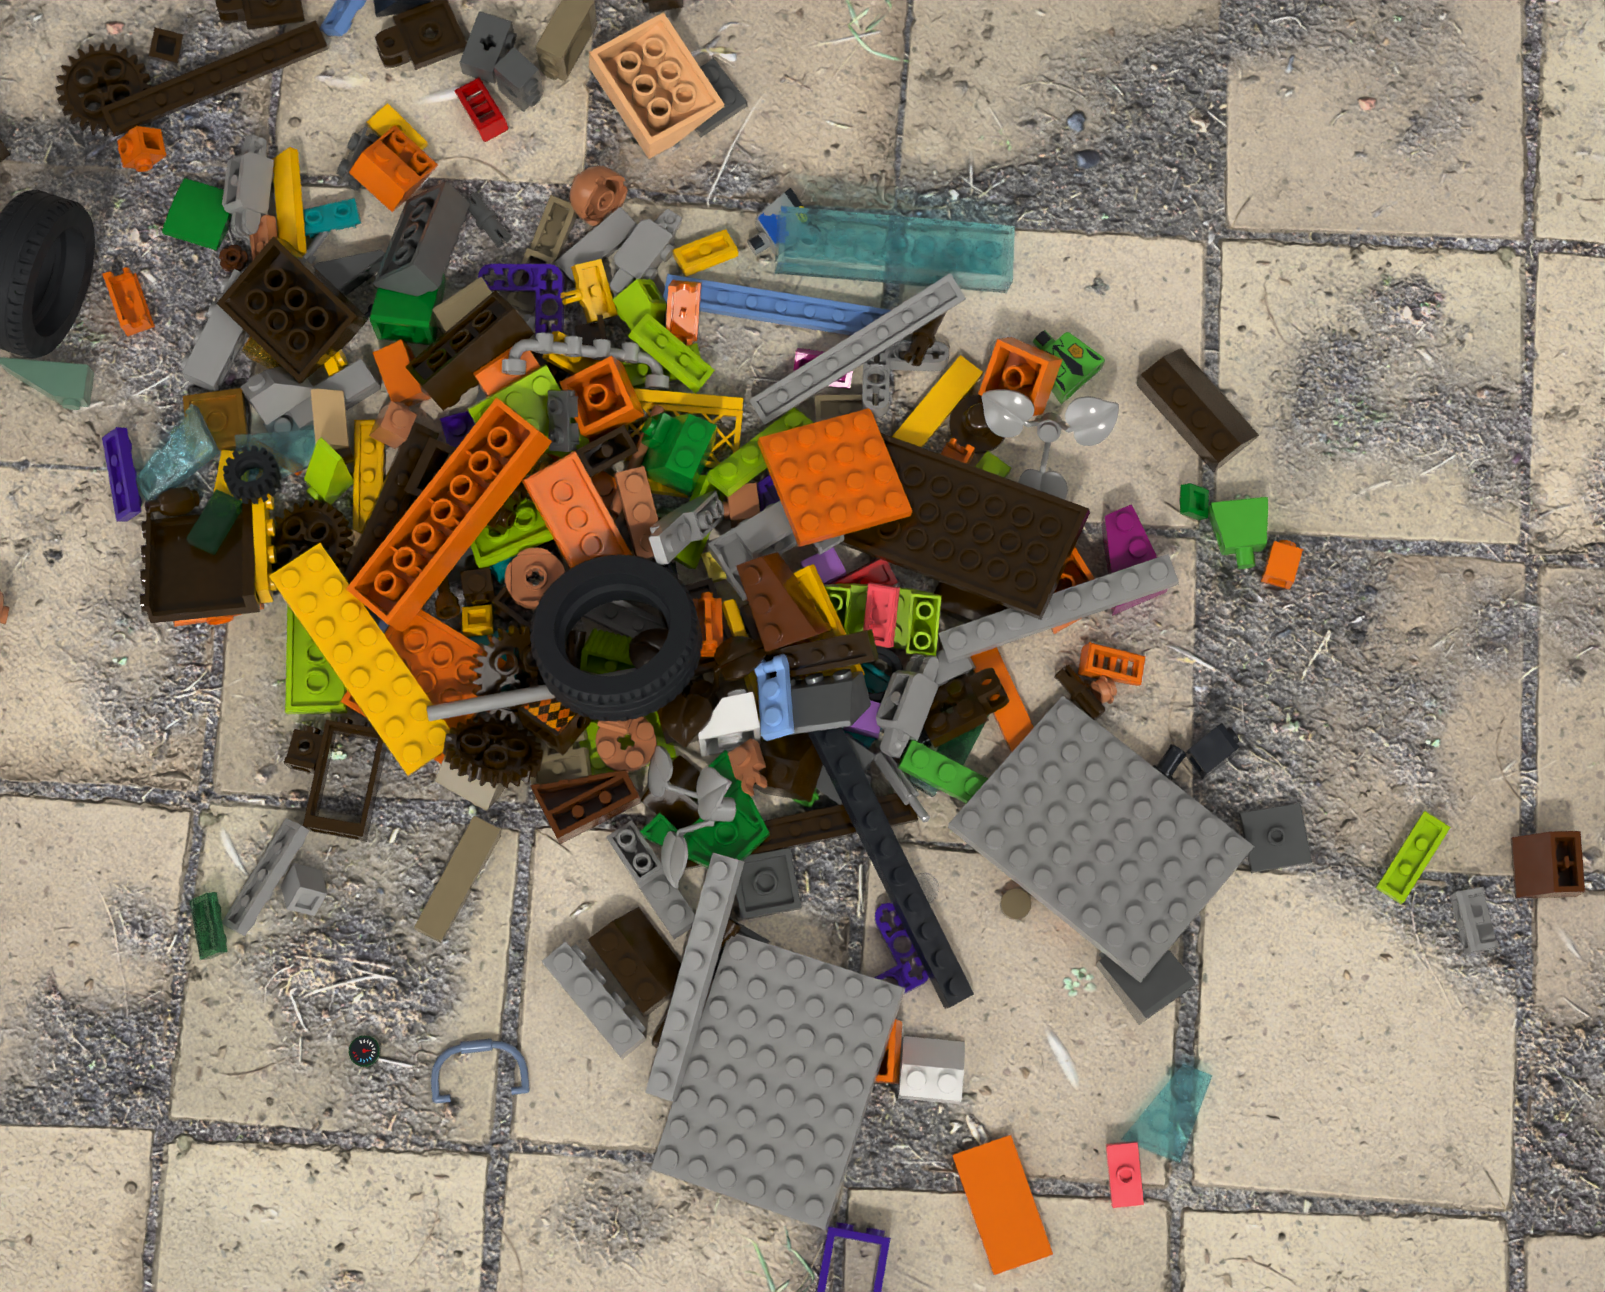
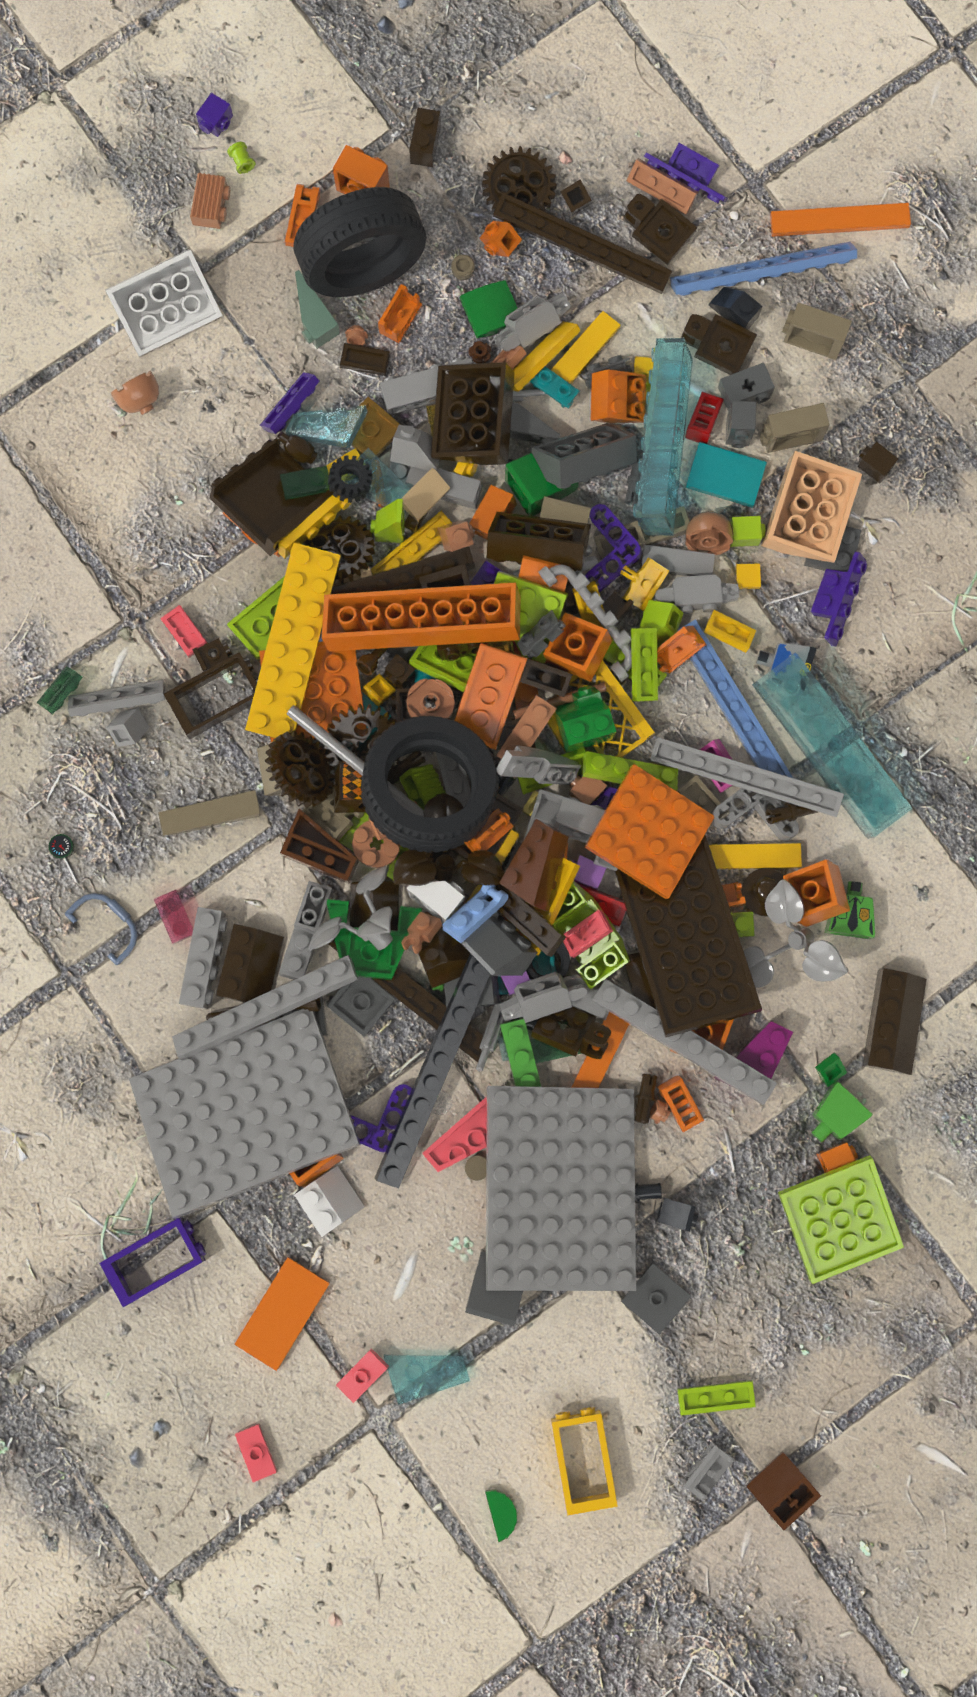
camera: 50 degrees right, 5 degrees up
(112, 359) = (356, 335): none -> nougat plate
(135, 206) = (462, 267): none -> dark tan tile
(141, 370) = (364, 359): none -> dark brown tile
(256, 758) = (183, 630): none -> coral plate
(317, 158) = (586, 347): none -> yellow tile
(469, 157) = (663, 437): none -> clear light blue brick
(529, 995) = (174, 916): none -> clear pink plate
(553, 134) = (726, 474): none -> teal tile
(625, 158) = (747, 531): none -> lime brick
(667, 194) = (748, 576): none -> yellow tile
(756, 132) = (836, 596): none -> dark purple bracket
(977, 894) = (461, 1139): none -> coral wing
(1340, 606) = (841, 1219): none -> lime plate
(1362, 1147) = (502, 1512): none -> green tile
(1419, 1052) = (593, 1502): none -> yellow window

